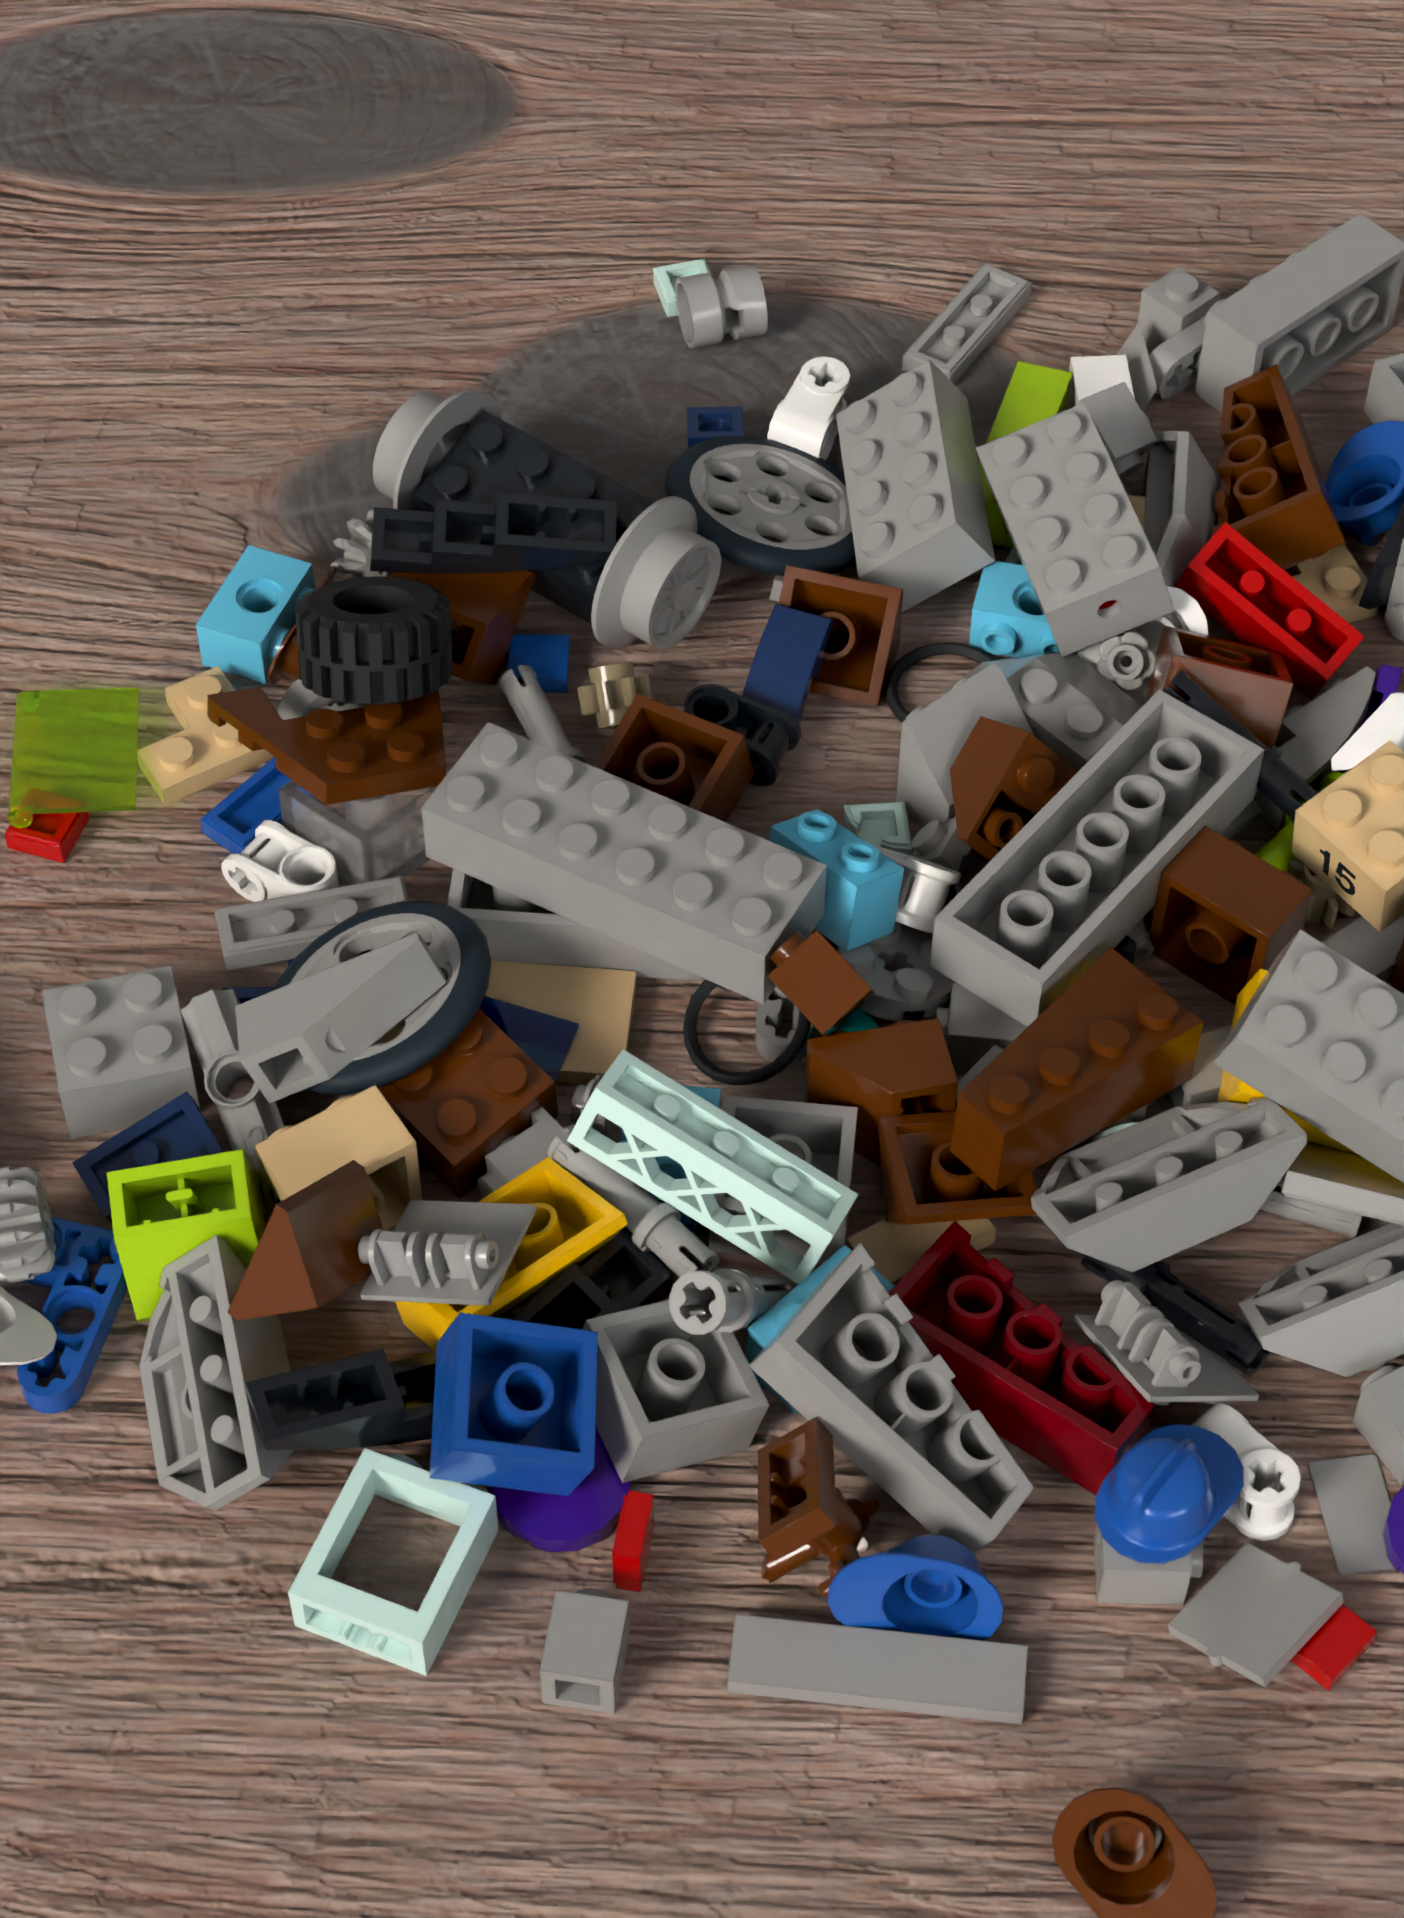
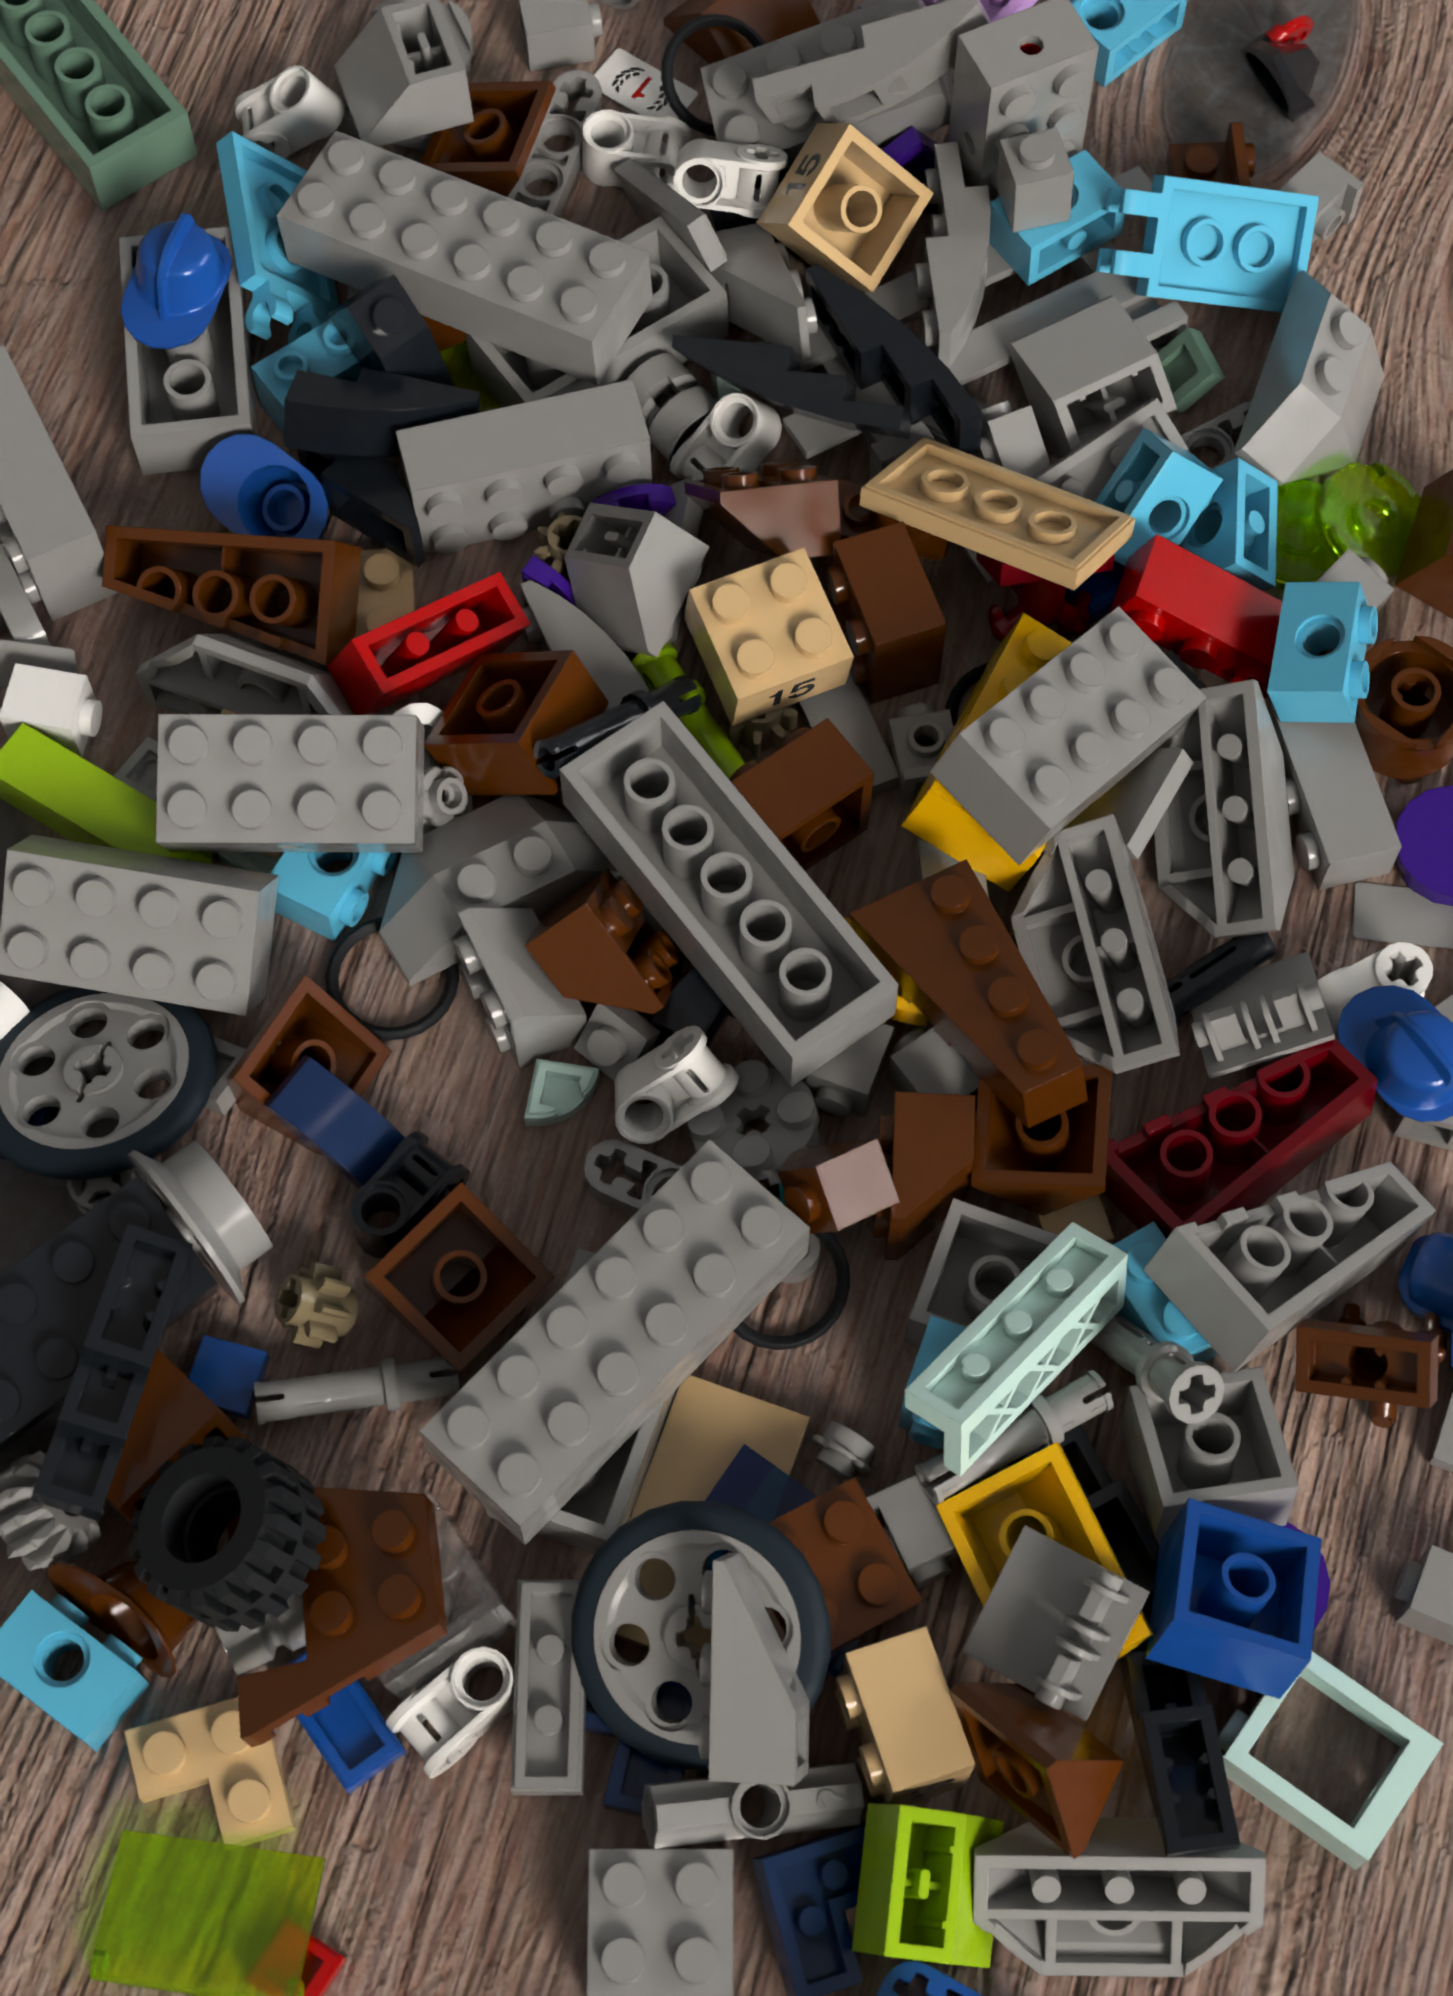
camera: 75 degrees left, 15 degrees up
(633, 1540) = (1347, 1529): red tile -> none
(859, 879) = (658, 1137): medium azure brick -> none
(1121, 427) = (124, 712): light grey brick -> none

